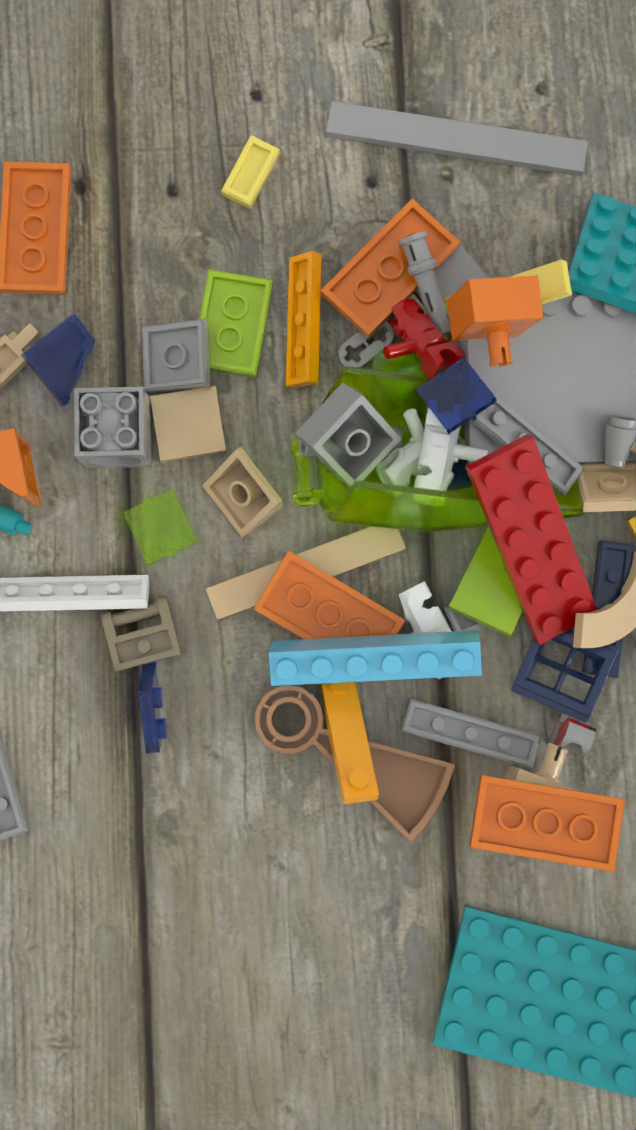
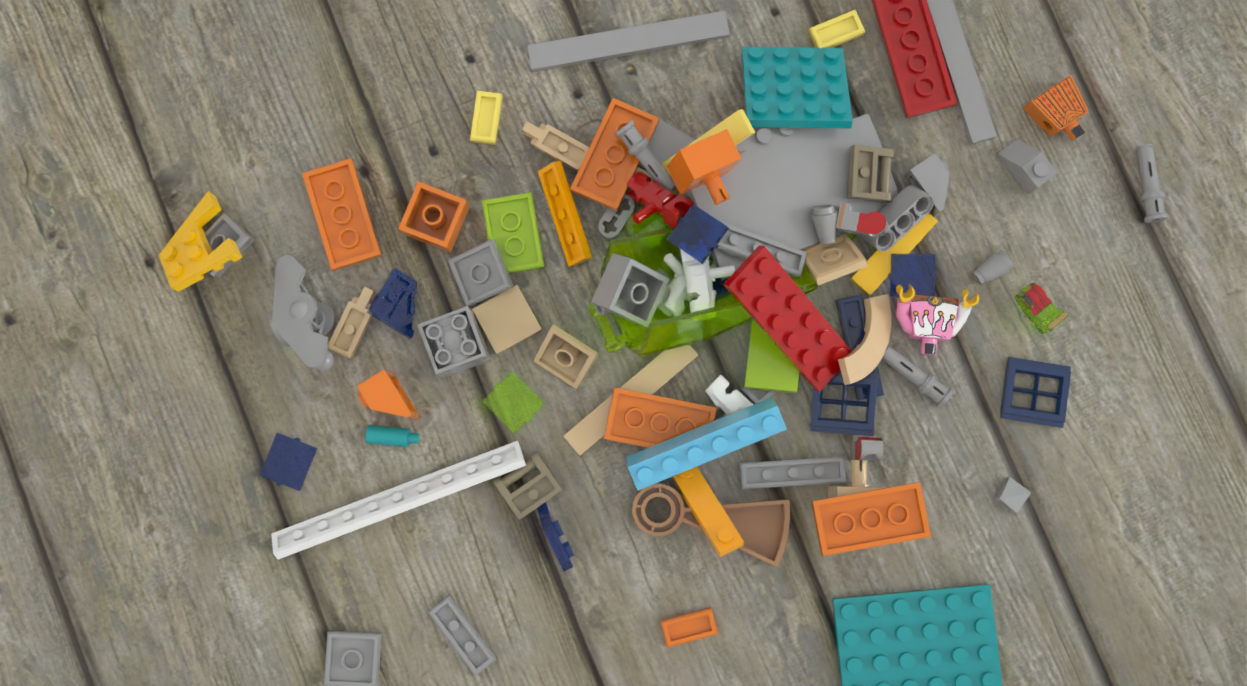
camera: 20 degrees left, 0 degrees up
(143, 268) = (434, 217): none -> orange brick
(276, 877) = (689, 627): none -> orange tile
(323, 232) = (556, 144): none -> tan hinge

